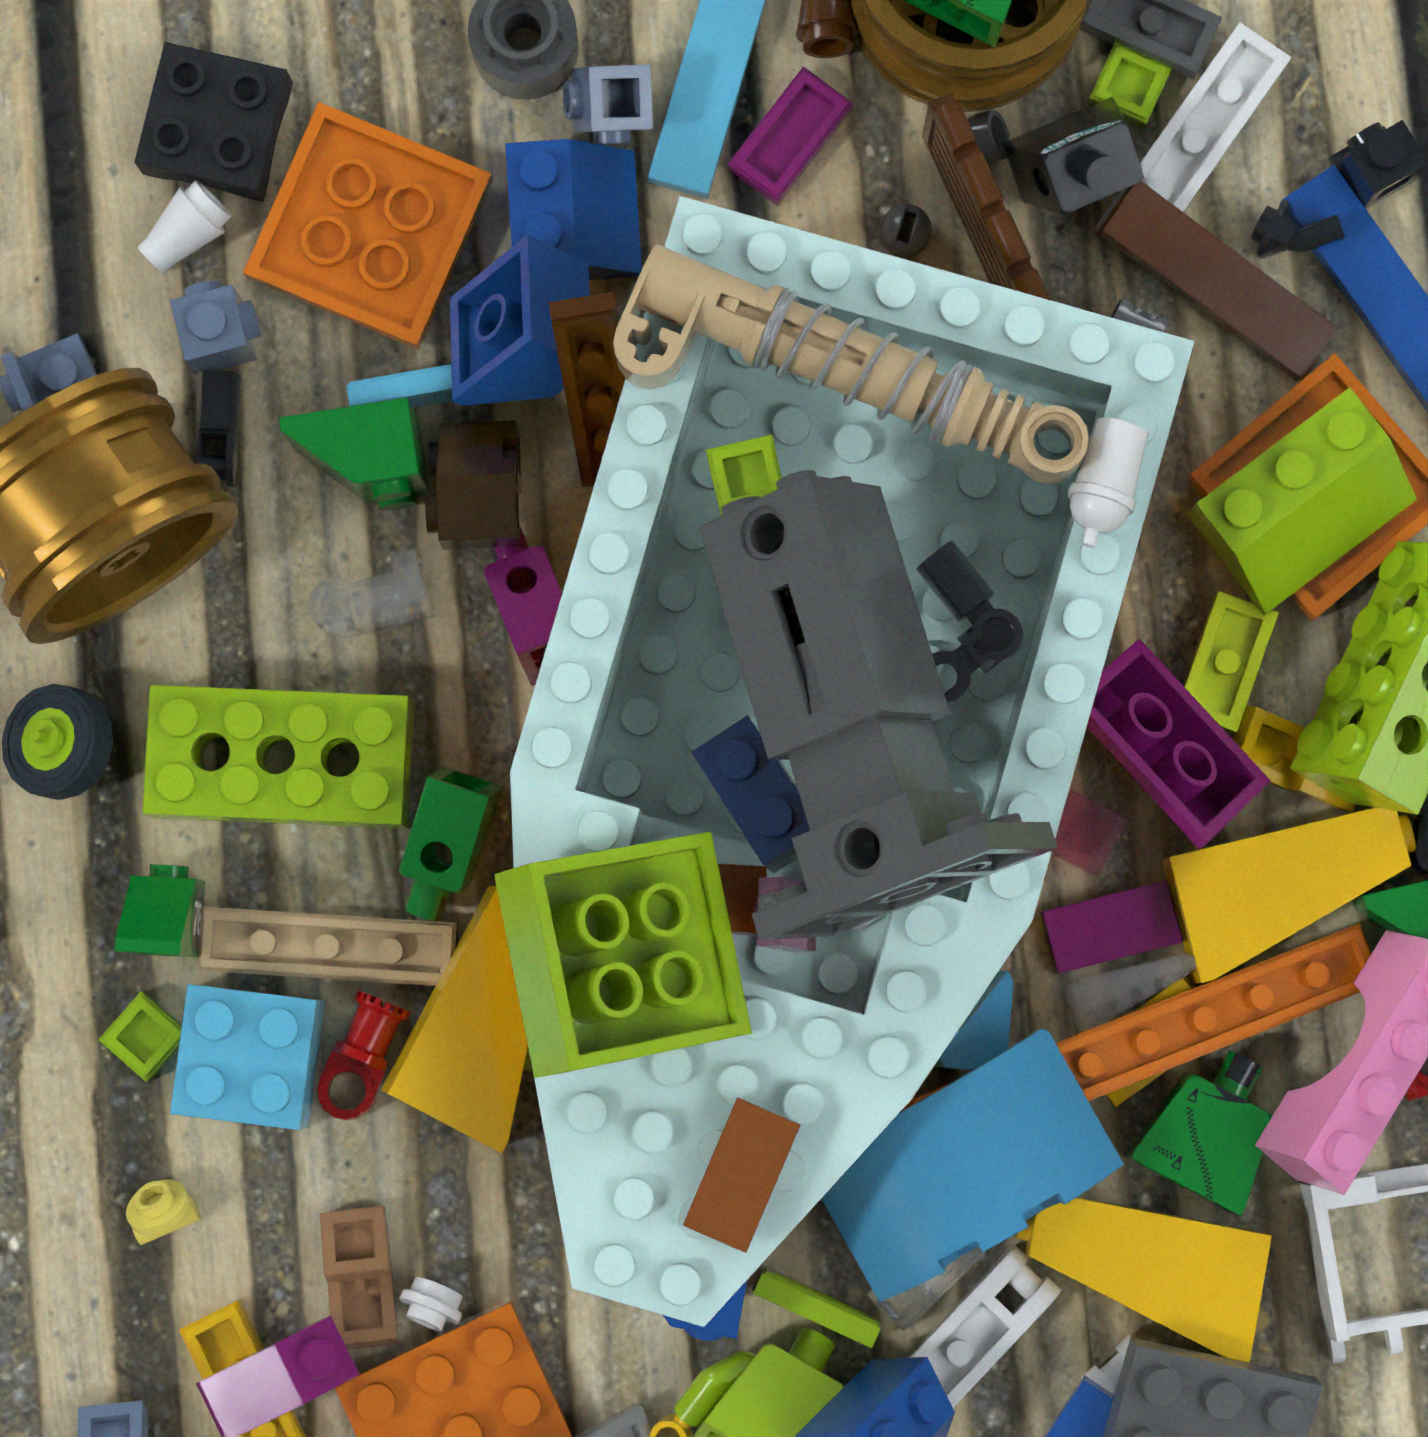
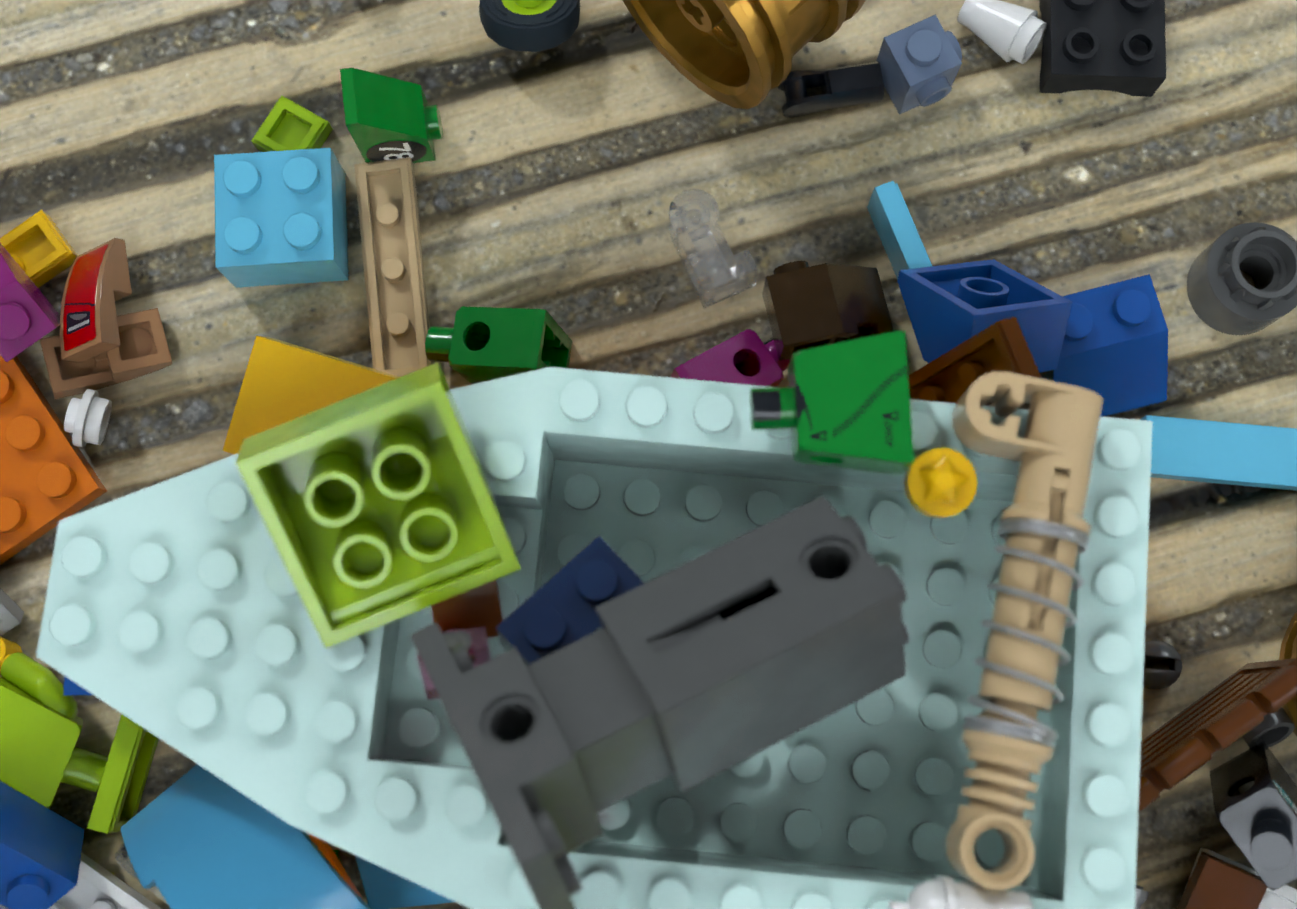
camera: 80 degrees right, 5 degrees down
(160, 1209) = (143, 175): light yellow plate -> none
(252, 722) = (512, 117): lime brick -> none
(298, 1282) = (89, 300): none -> slope
(362, 1053) = (302, 315): red connector -> none
(366, 449) = (842, 206): green slope -> none
(368, 225) = (1042, 180): orange plate -> none
(609, 101) = (1211, 363): sand blue brick -> none
(614, 489) = (844, 405): none -> green torso
(704, 413) = (940, 483): none -> yellow tile
(741, 1175) = (181, 664): dark orange tile -> none
(743, 469) = (893, 532): lime tile -> none
(790, 136) = (1217, 539): magenta tile -> none
(963, 591) = (812, 784): black bar -> none

